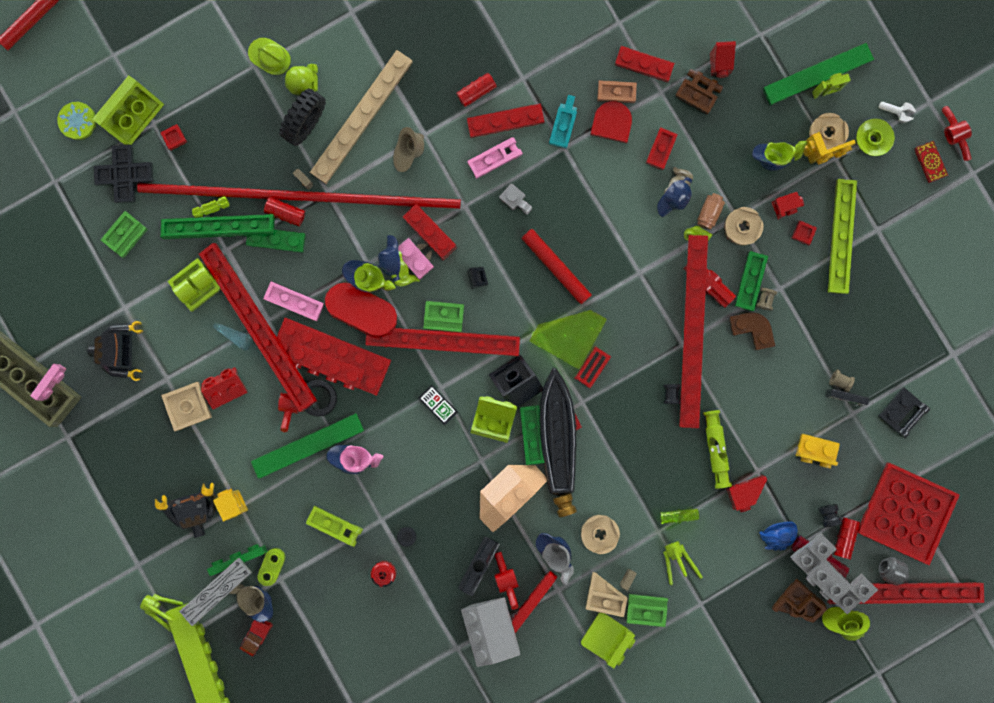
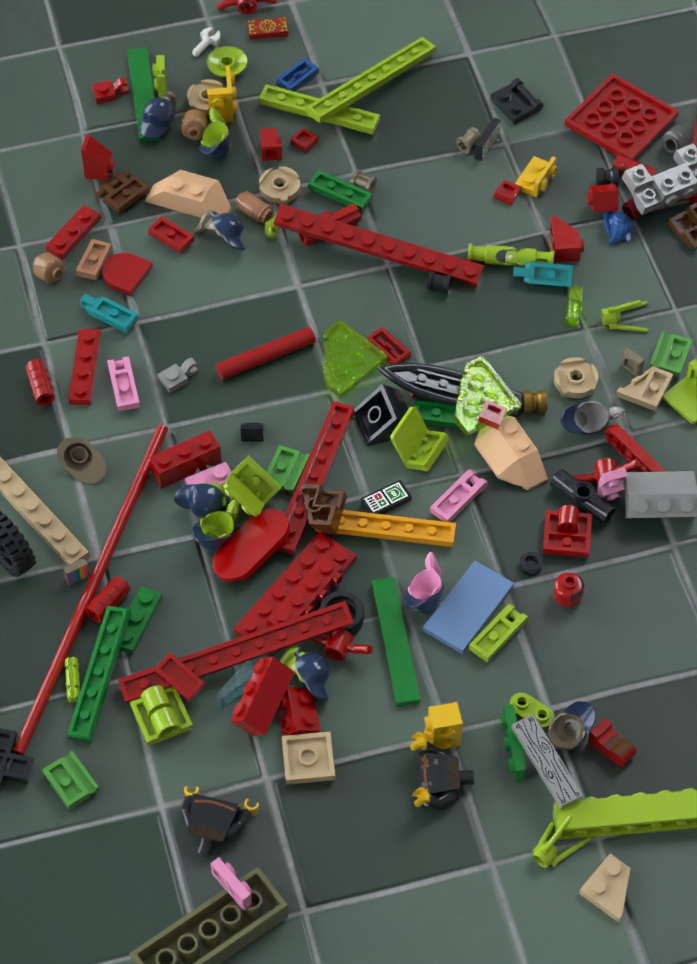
camera: 70 degrees left, 30 degrees down
(138, 657) = (608, 887): none -> tan wing
(222, 358) = (262, 696): none -> red brick
(223, 290) = (179, 677): none -> red tile
(256, 387) = (310, 670): none -> dark blue hair
(293, 301) = (217, 614): bright pink plate -> none
(353, 496) = (468, 607): none -> medium blue tile
(407, 292) = (251, 486): none -> lime bracket
(409, 358) = (323, 507): none -> reddish brown slope
(409, 412) = (397, 528): none -> light orange plate
(440, 560) = (567, 532): none -> red plate
(454, 463) = (458, 496): none -> bright pink plate
(489, 590) = (612, 484): none -> bright pink slope
(528, 475) = (492, 414): none -> plate
(550, 461) = (477, 384): none -> clear neon green plate
(596, 56) = (48, 268): none -> medium nougat head
(704, 484) = (546, 274): none -> teal hinge
(711, 152) = (189, 194): none -> light nougat wedge
(757, 325) = (390, 197): reddish brown plate -> none
(789, 96) = (158, 116): none -> dark blue hair
(791, 131) = (194, 123): none -> medium nougat head
(792, 429) = (507, 192): none -> red tile
(803, 517) = (603, 198): none -> red brick
(813, 40) = (107, 91): none -> red plate
(862, 204) = (300, 77): none -> blue tile
(887, 275) = (370, 80): none -> lime plate

